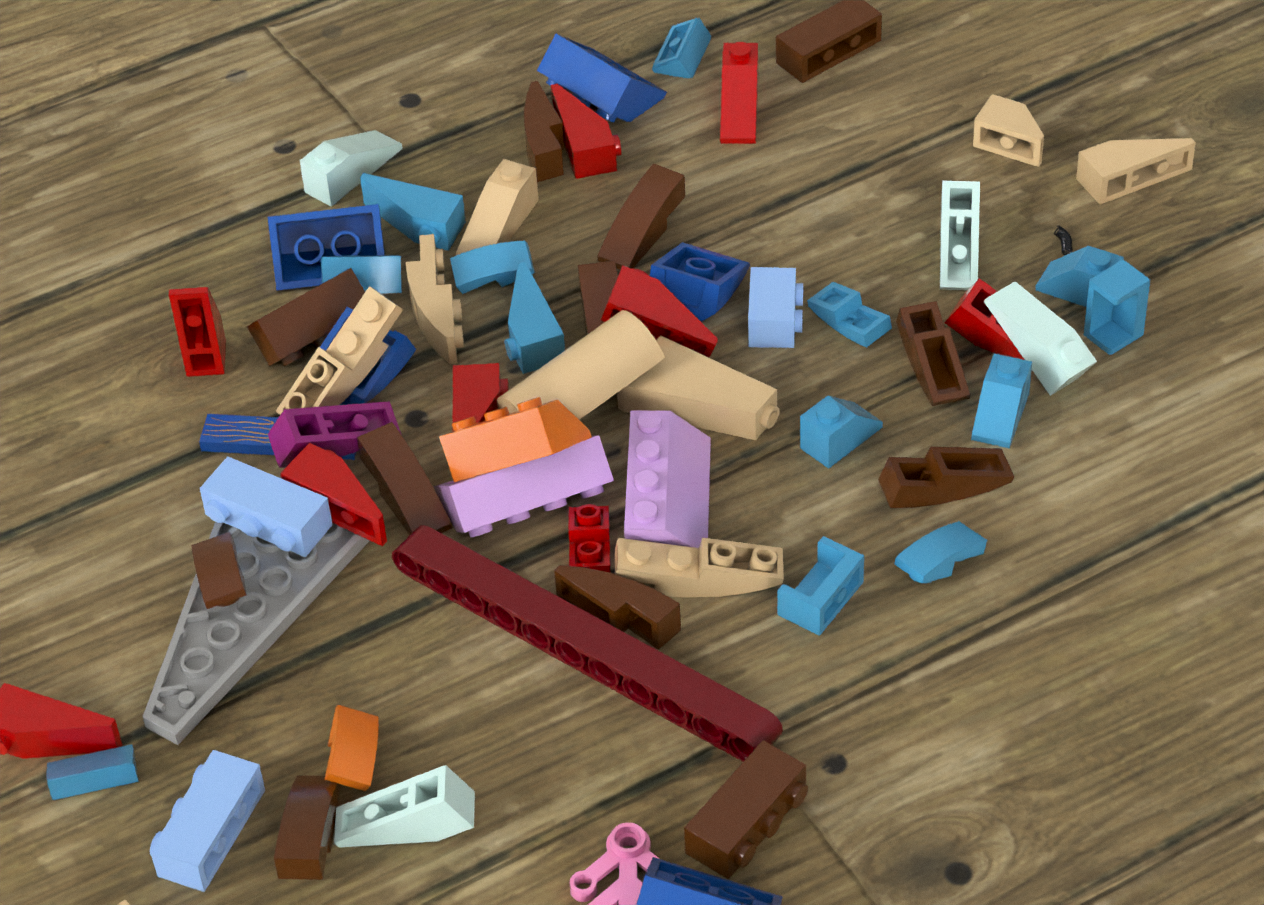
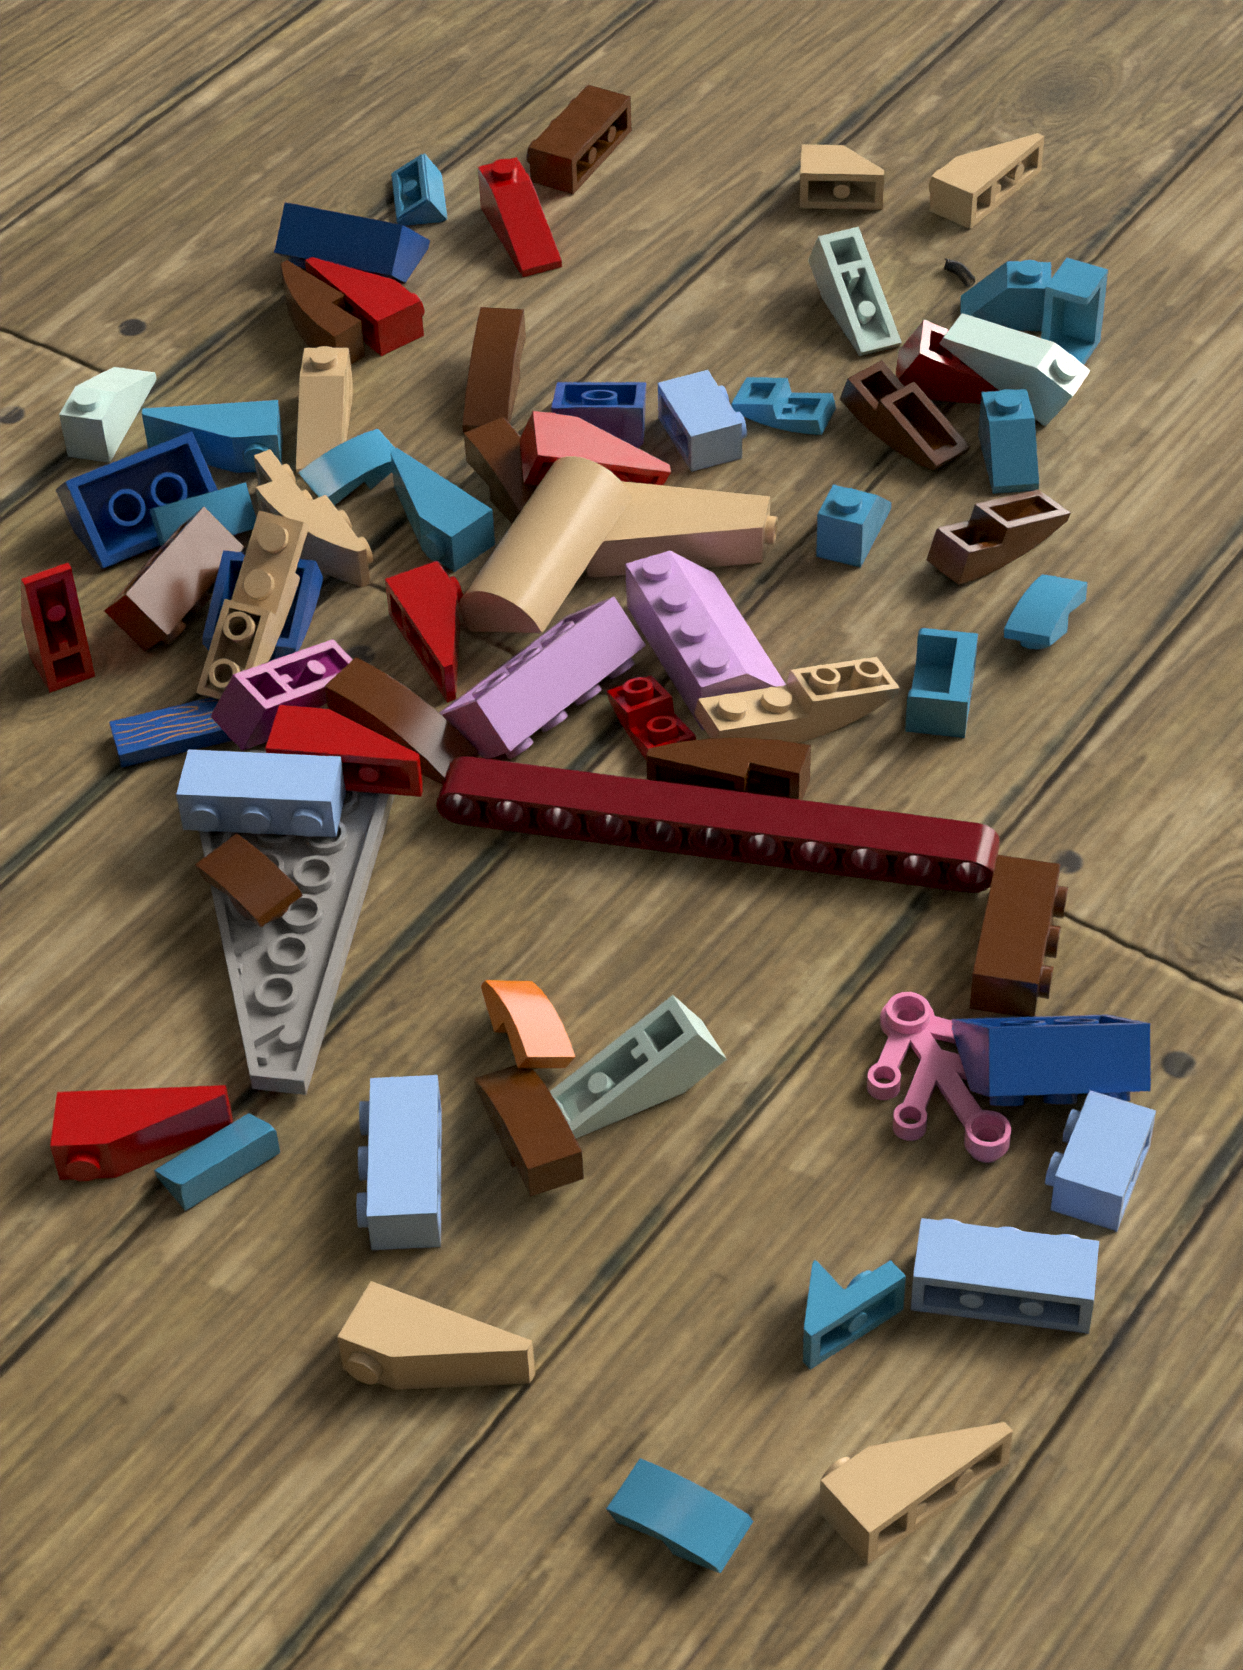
camera: 25 degrees left, 0 degrees up
(510, 438) = (519, 627): slope -> none

